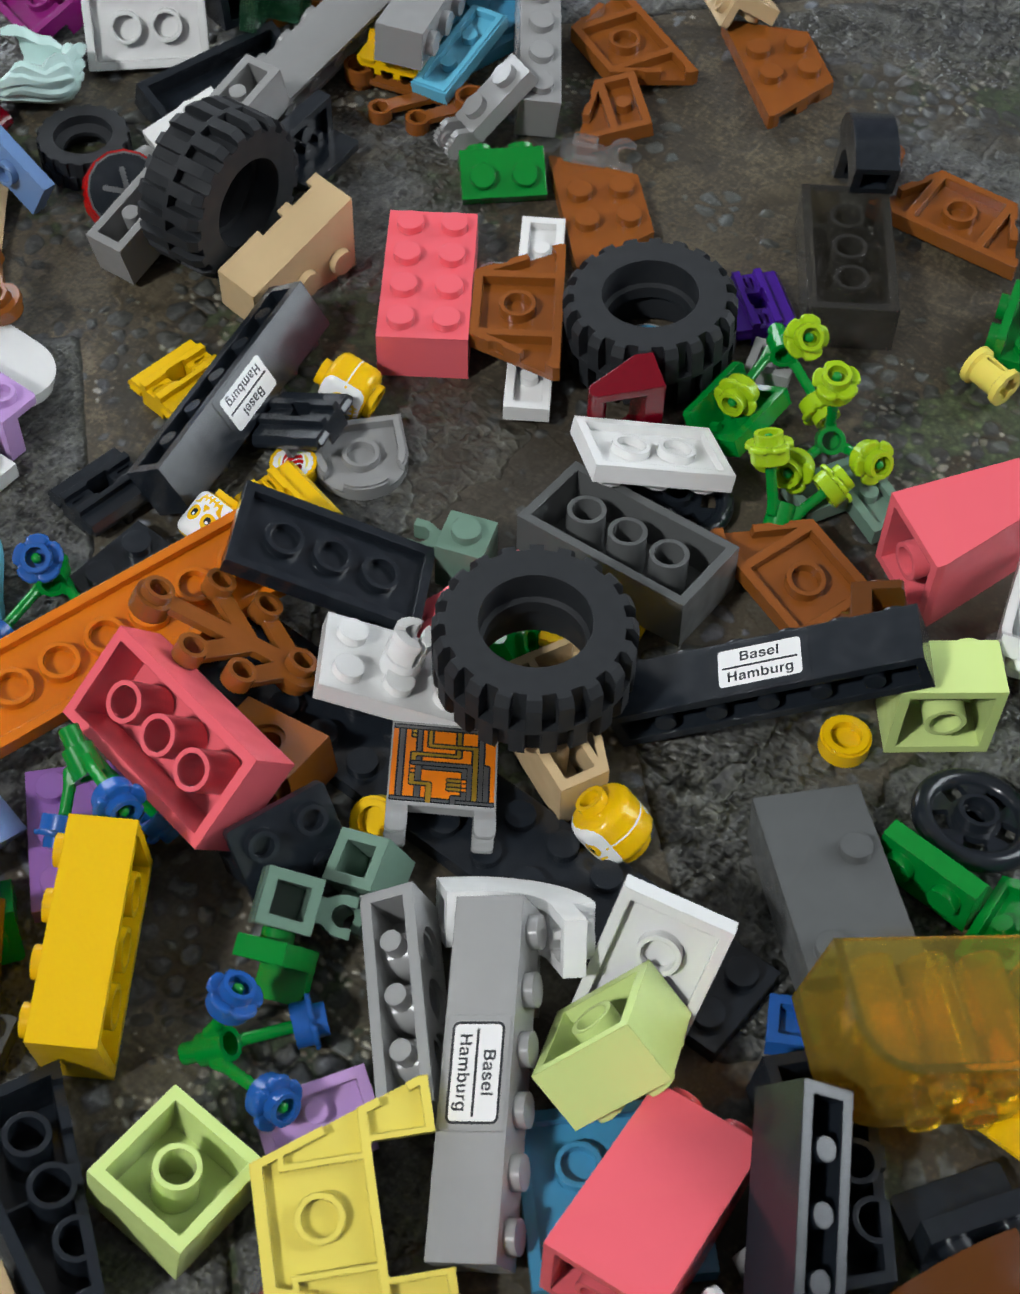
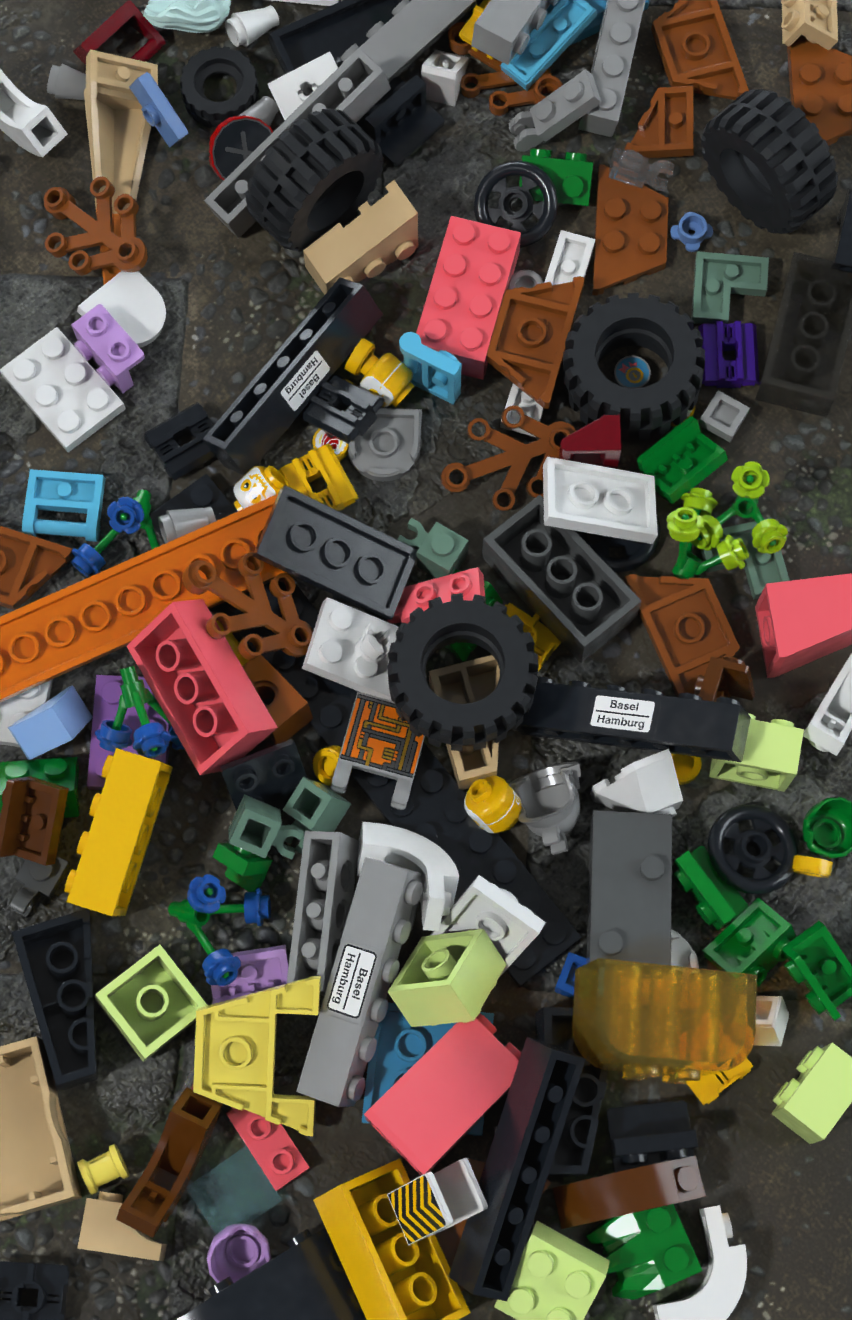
camera: 15 degrees right, 20 degrees up
(110, 88) = (249, 25): none -> white cone
(112, 561) = (183, 521): none -> light grey cone
(171, 377) = (239, 342): yellow piece -> none
(307, 370) = (360, 356): none -> yellow tile
(349, 104) = (443, 76): none -> white slope
(416, 358) = (439, 370): none -> medium azure plate
(476, 167) = (531, 178): none -> black plate
(528, 438) = (516, 455): none -> dark orange plant
(673, 200) = (694, 222): none -> medium blue plate
(692, 809) = (550, 802): none -> light grey helmet
(730, 232) = (721, 275): none -> sand green plate
(774, 74) = (769, 161): none -> black tyre
(784, 347) = (740, 423): lime plant -> none
(812, 754) = (642, 787): none -> white slope

